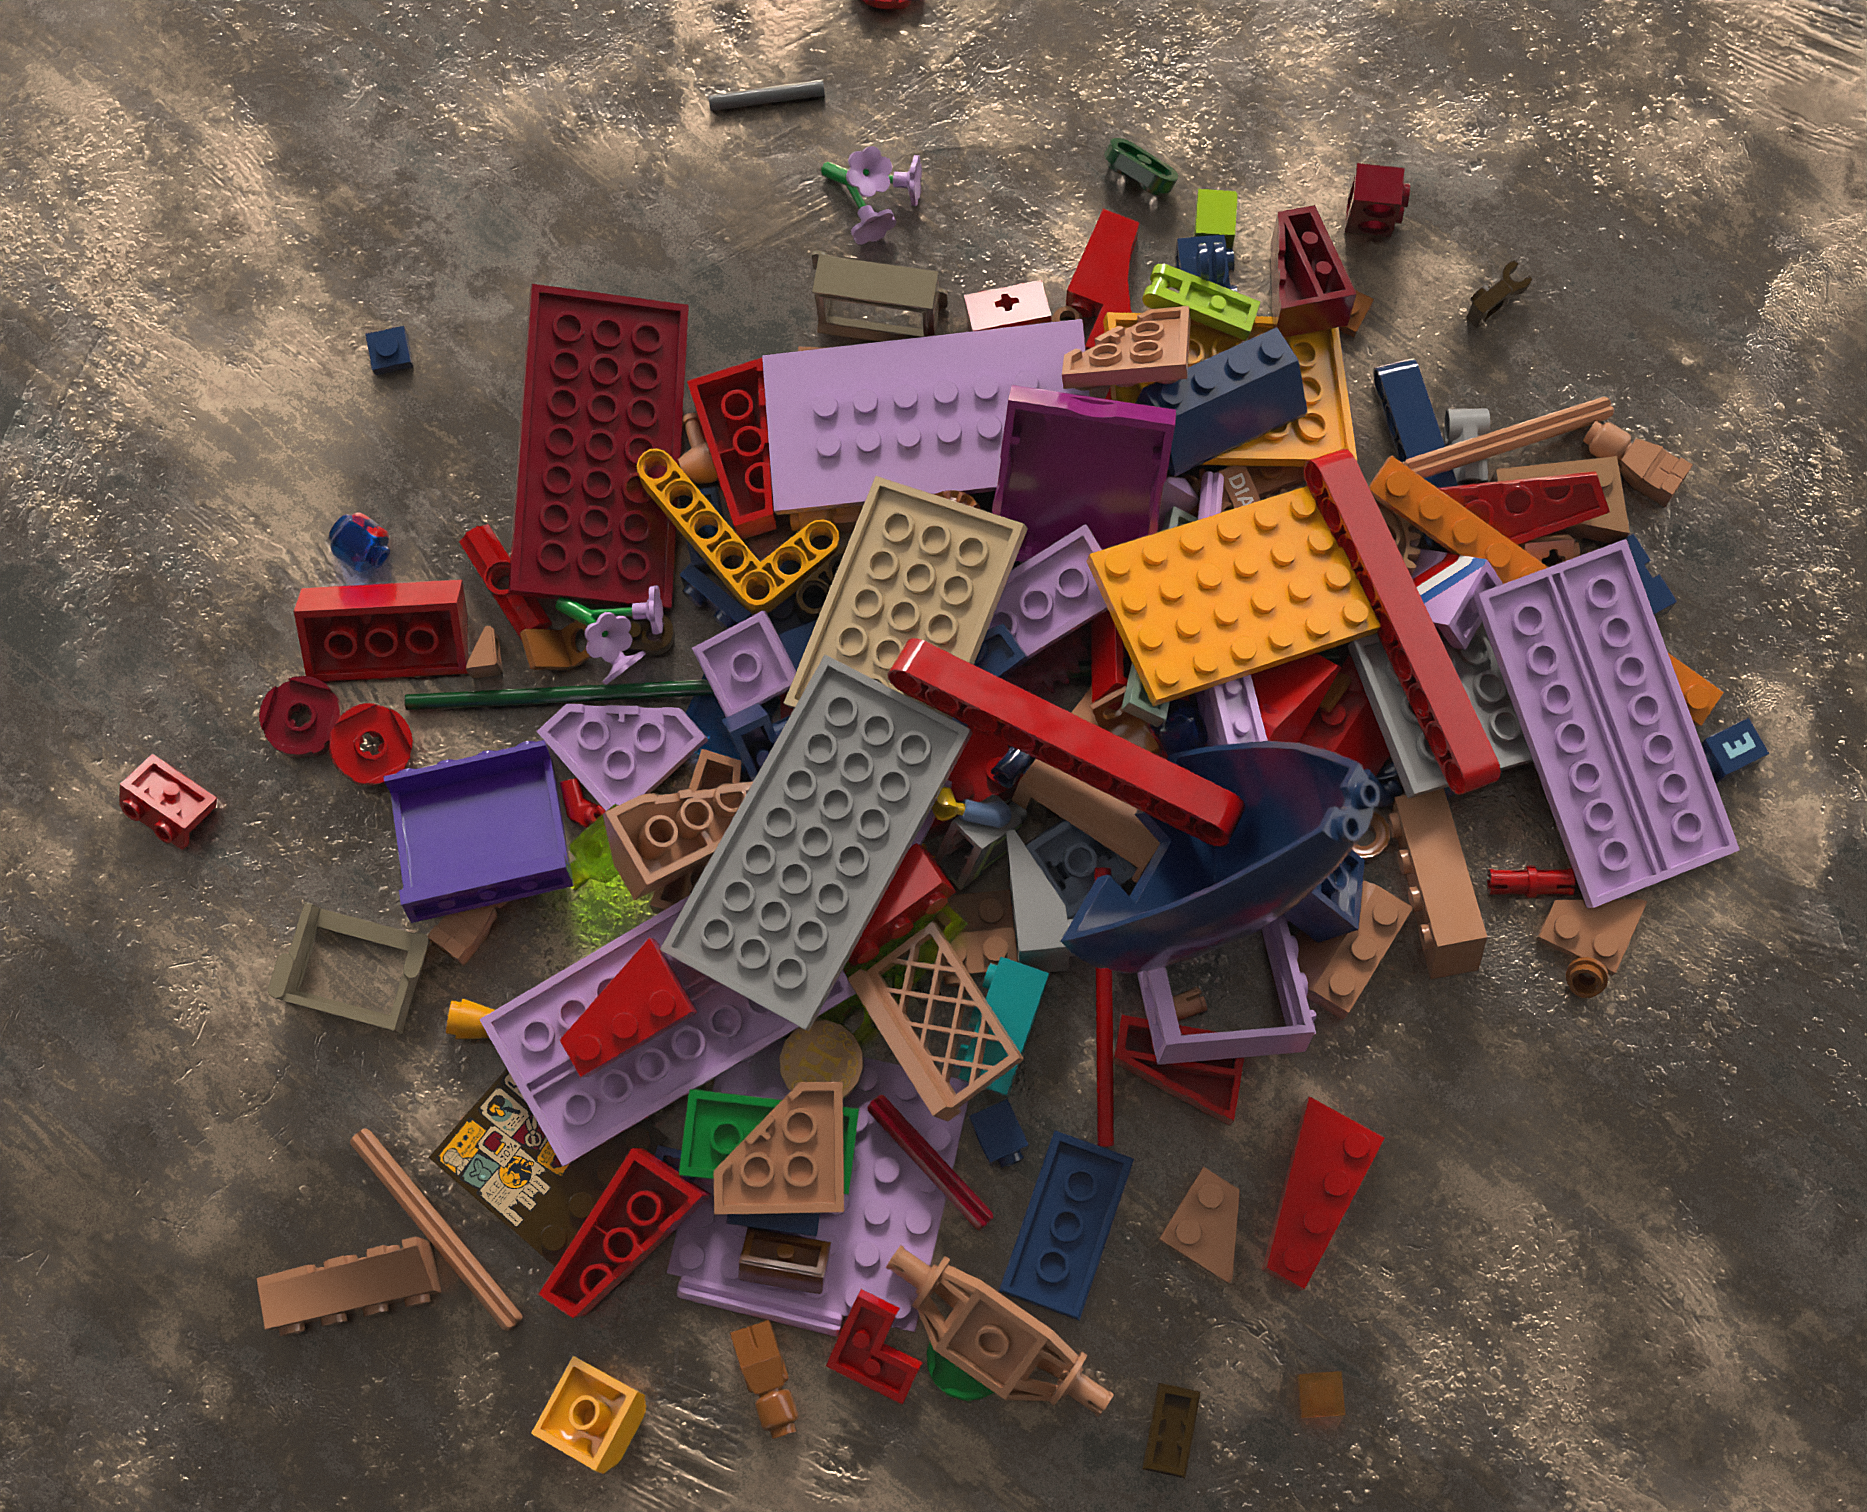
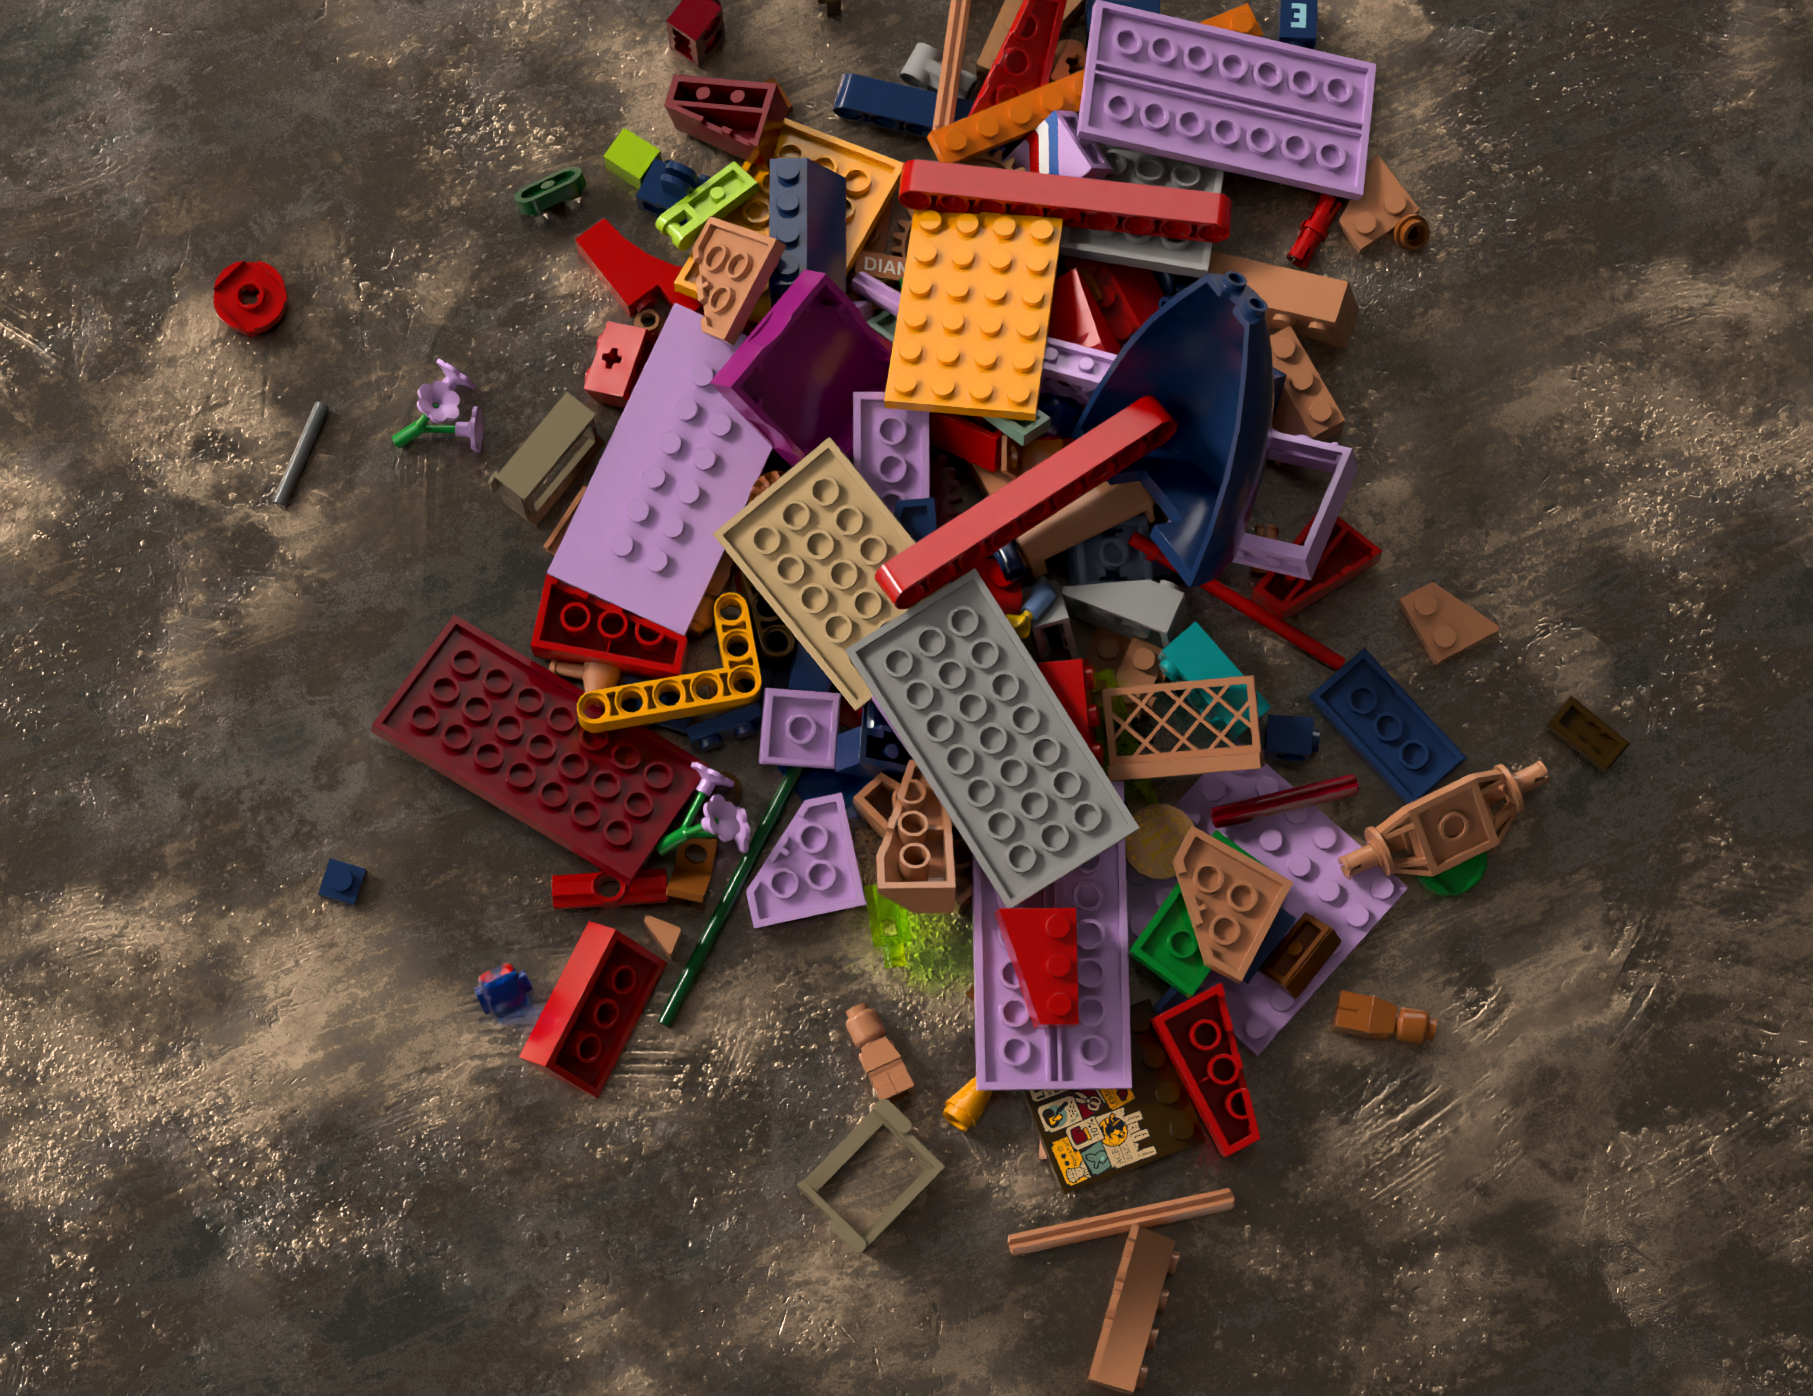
camera: 65 degrees left, 0 degrees up
(165, 801) = (637, 1264): bracket -> none
(290, 698) = (628, 1138): dark red plate -> none
(376, 721) = (672, 1082): red plate -> none
(479, 831) = (814, 1016): dark purple panel -> none
(576, 806) = (839, 928): red arm -> none
(591, 1416) = (1339, 1171): light orange slope -> none
(759, 1305) = (1322, 997): lavender axle -> none
(865, 1356) = (1405, 933): red plate -> none
(1320, 1182) = (1467, 524): red wedge -> none
(1321, 1394) = (1619, 609): clear orange plate -> none

